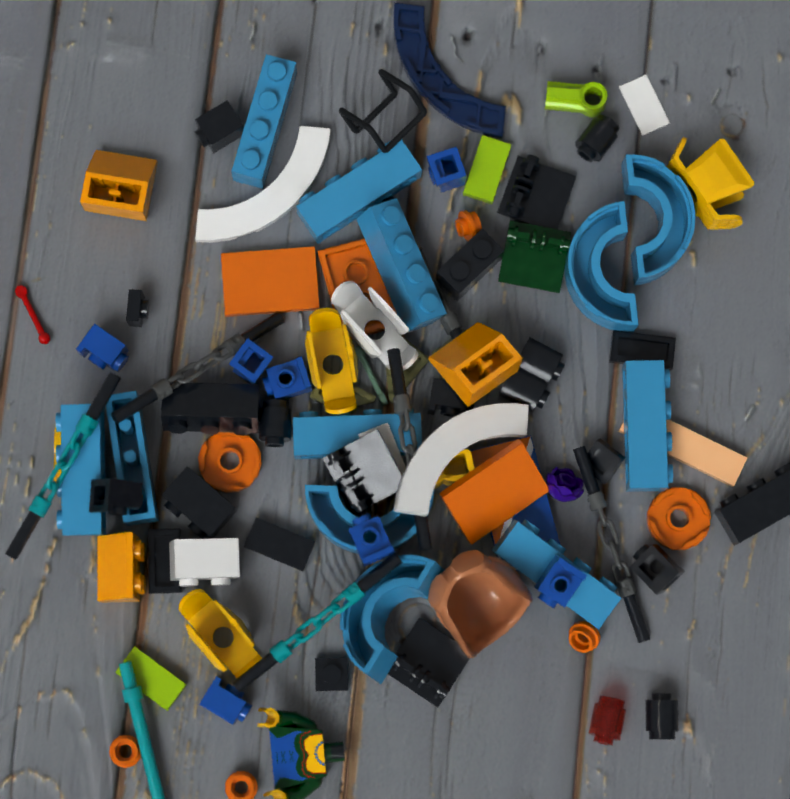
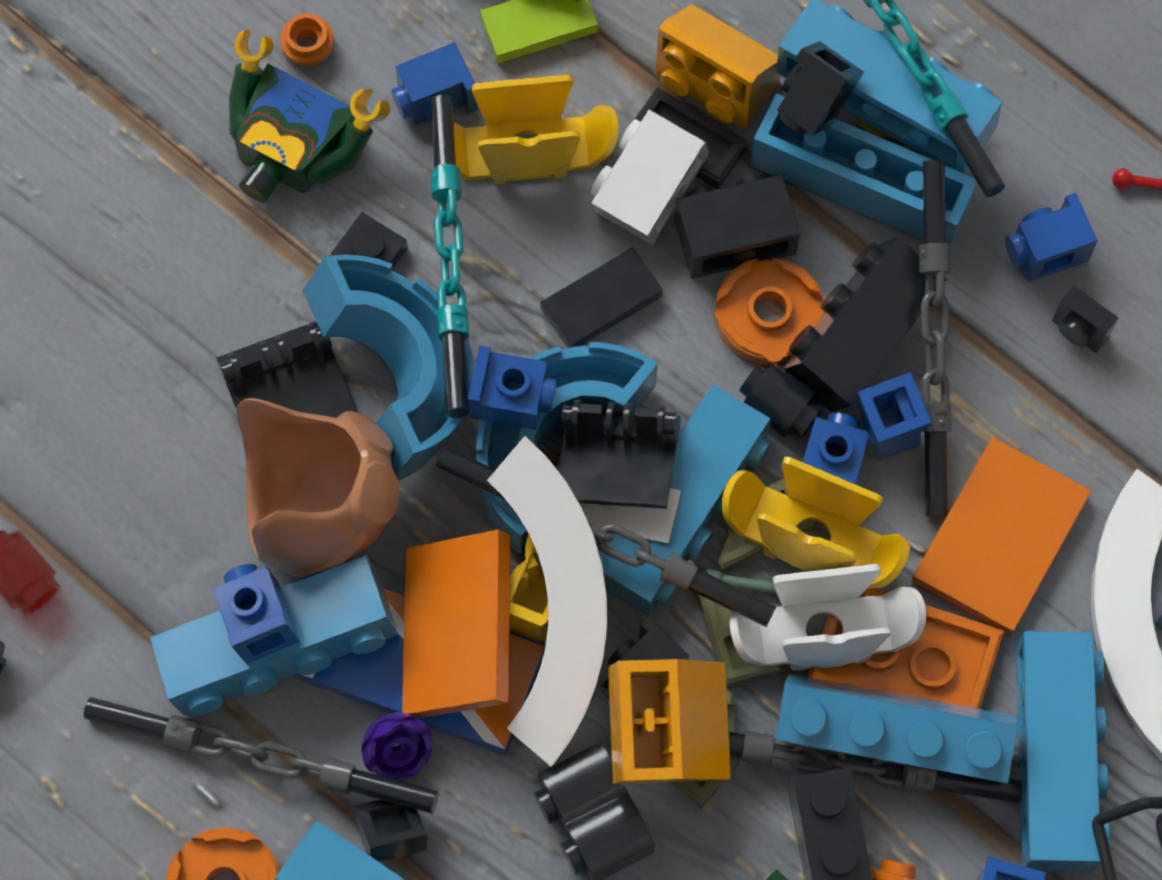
camera: 130 degrees right, 10 degrees down
(583, 637) = (156, 616): orange plate -> none
(643, 568) = (175, 791): black brick -> none

